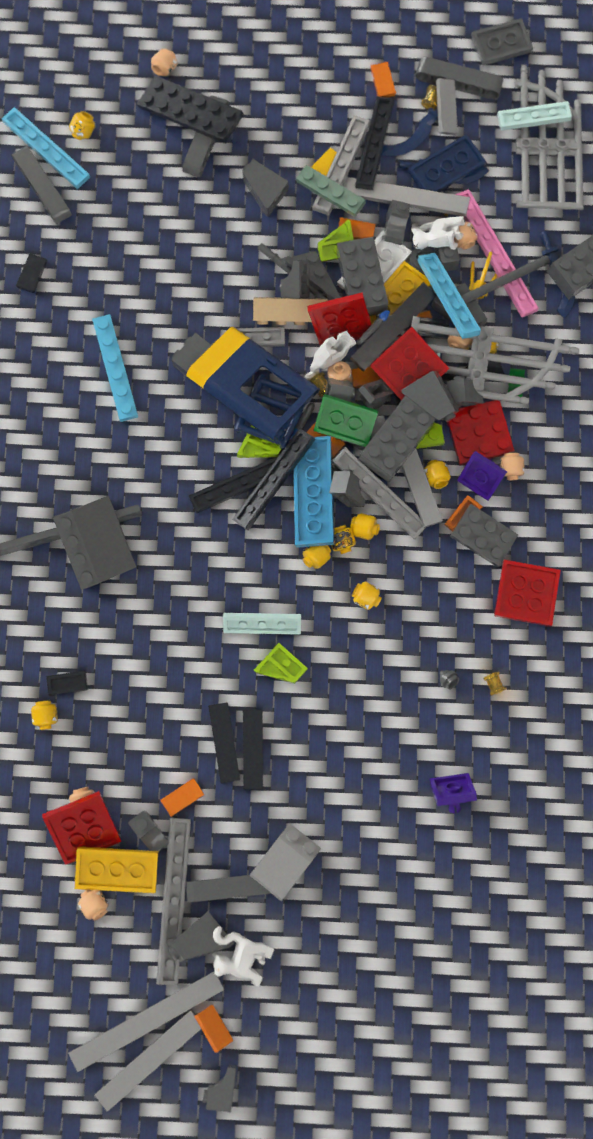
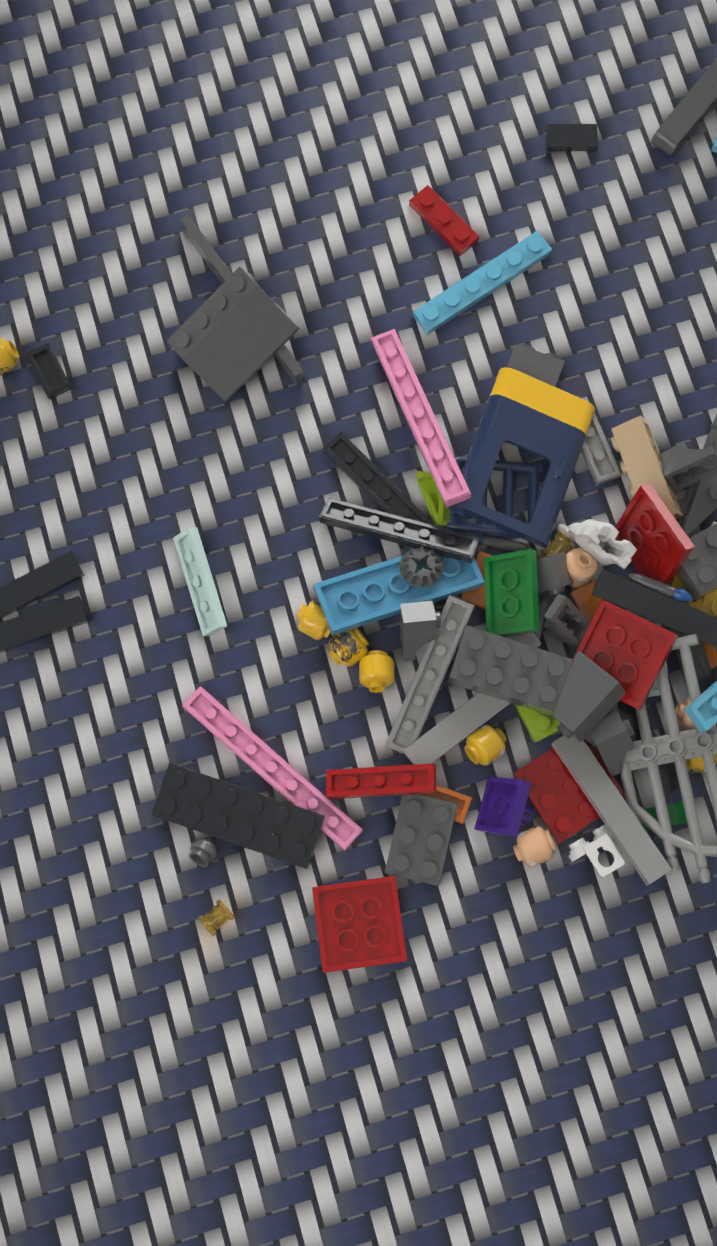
camera: 75 degrees right, 0 degrees up
(59, 377) = (444, 220): none -> red plate
(201, 438) = (421, 418): none -> bright pink tile
(281, 665) = (152, 625): lime wing -> none
(305, 479) = (424, 577): none -> dark grey gear
(366, 595) = (281, 704): yellow head -> none
(405, 617) = (271, 766): none -> bright pink tile
(431, 648) = (238, 815): none -> black plate
(440, 547) = (381, 781): none -> red plate
(453, 790) = (49, 903): dark purple tile -> none
(505, 409) = (612, 808): none -> light grey tile
(520, 423) = (602, 838): none -> white bracket

